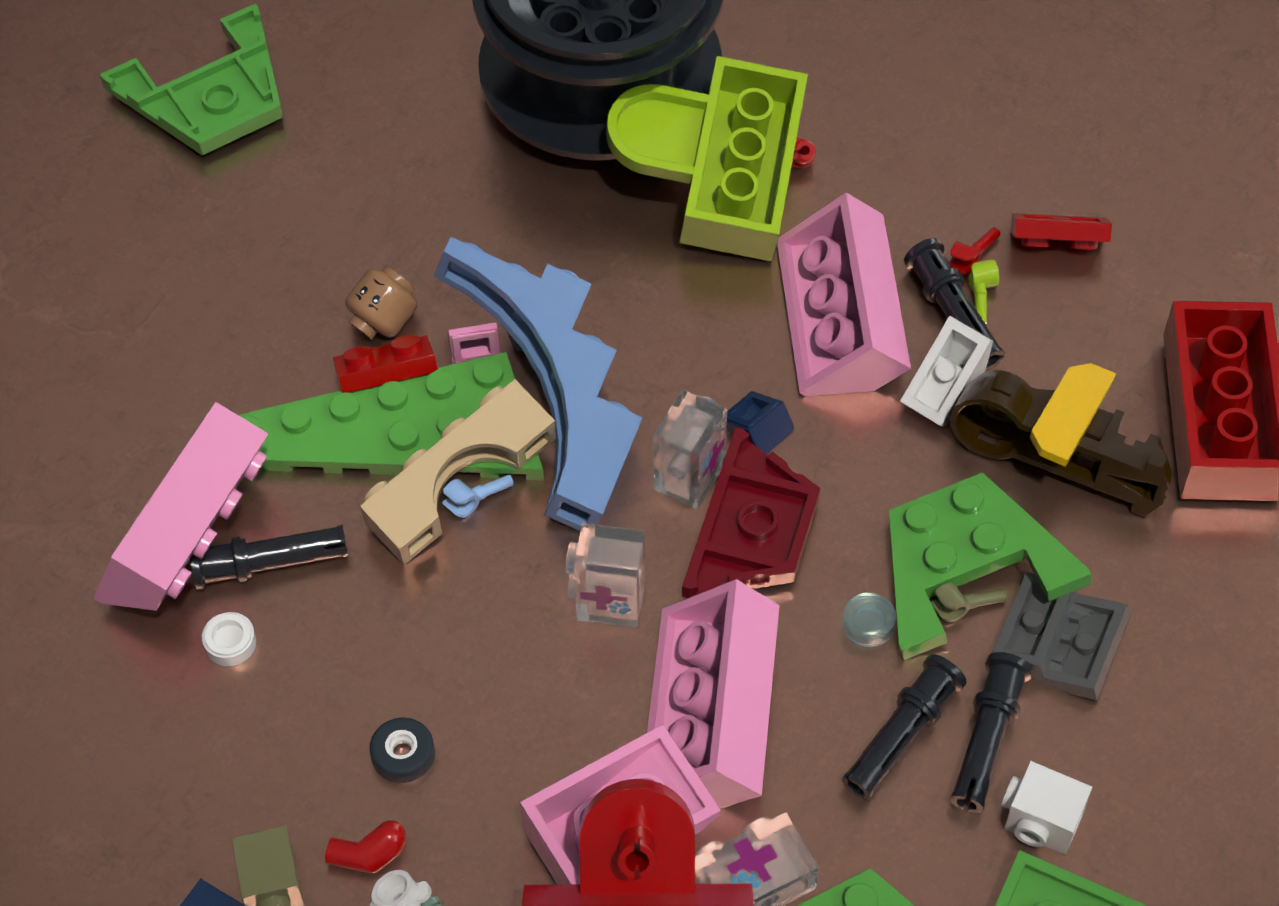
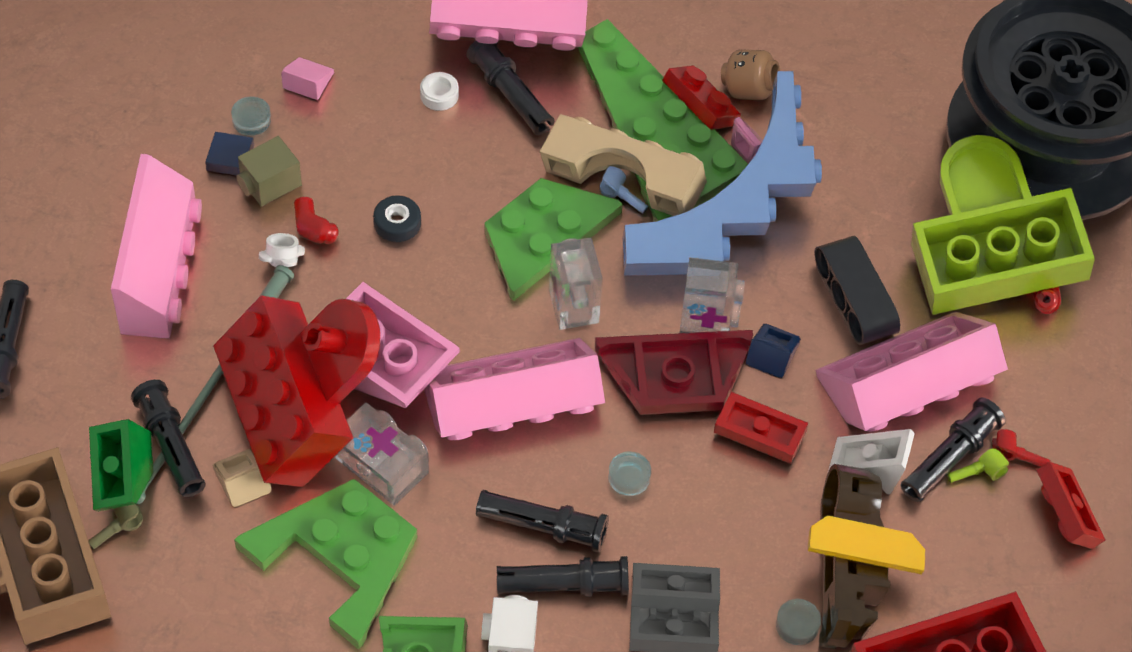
camera: 65 degrees right, 0 degrees up
(130, 785) = (306, 77): none -> bright pink slope
(156, 873) = (251, 116): none -> clear light blue tile
(494, 595) = (535, 220): none -> bright green wing
(719, 312) = (857, 290): none -> black beam
(862, 467) = (761, 427): none -> red plate
(953, 605) = (667, 528): olive hand -> none
(962, 537) = (723, 508): bright green wing -> none
(1112, 523) = (798, 621): none -> clear light blue tile

